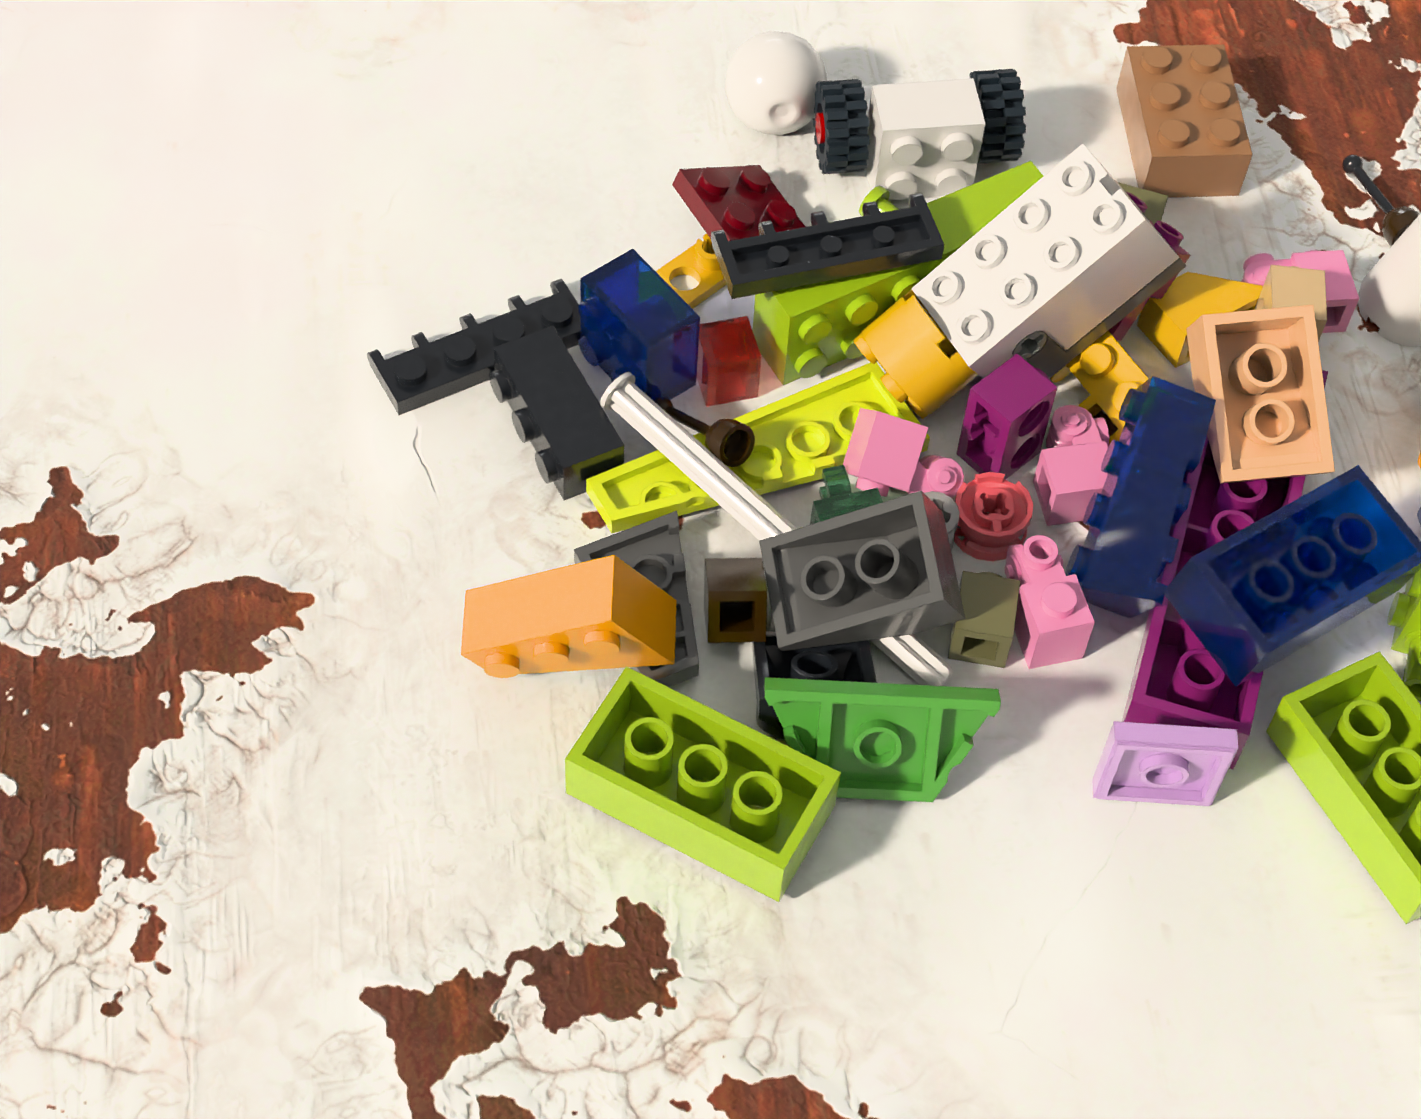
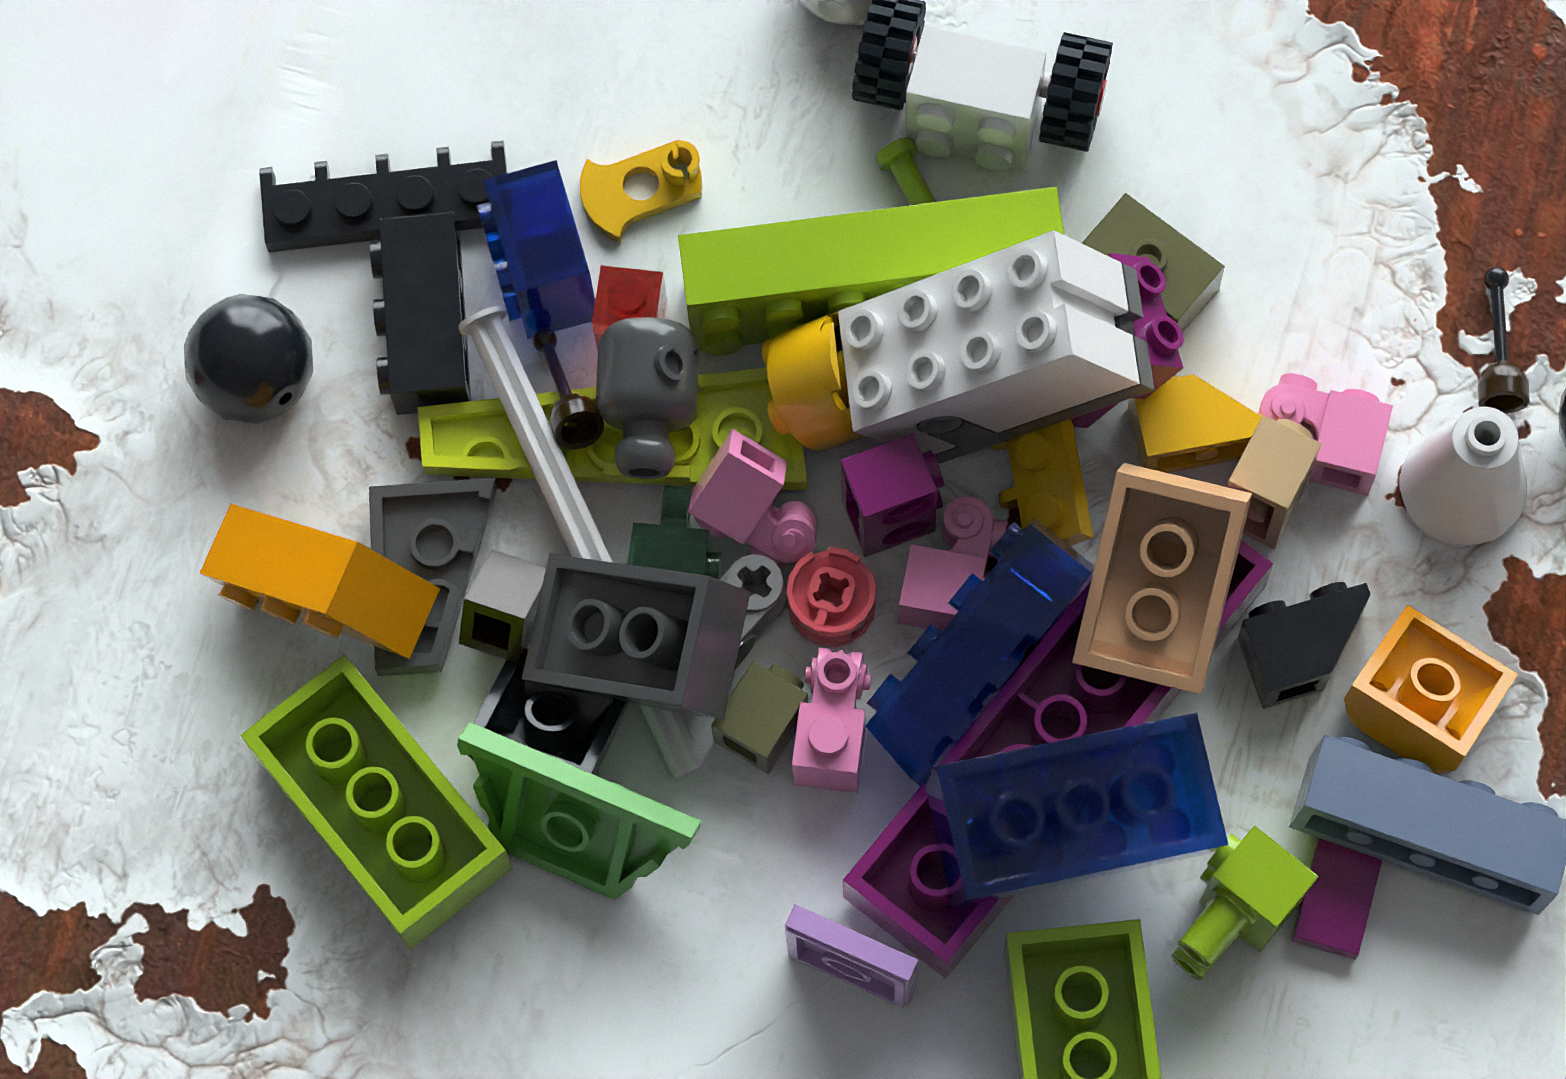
camera: 30 degrees right, 15 degrees up
(427, 482) = (248, 358): none -> black piece
(734, 200) = (735, 118): dark red plate -> none
(779, 398) = (647, 390): none -> dark grey piece
(828, 249) = (759, 238): black hinge -> none
(1183, 120) = (1308, 160): medium nougat brick -> none
(1370, 429) = (1299, 645): none -> black slope

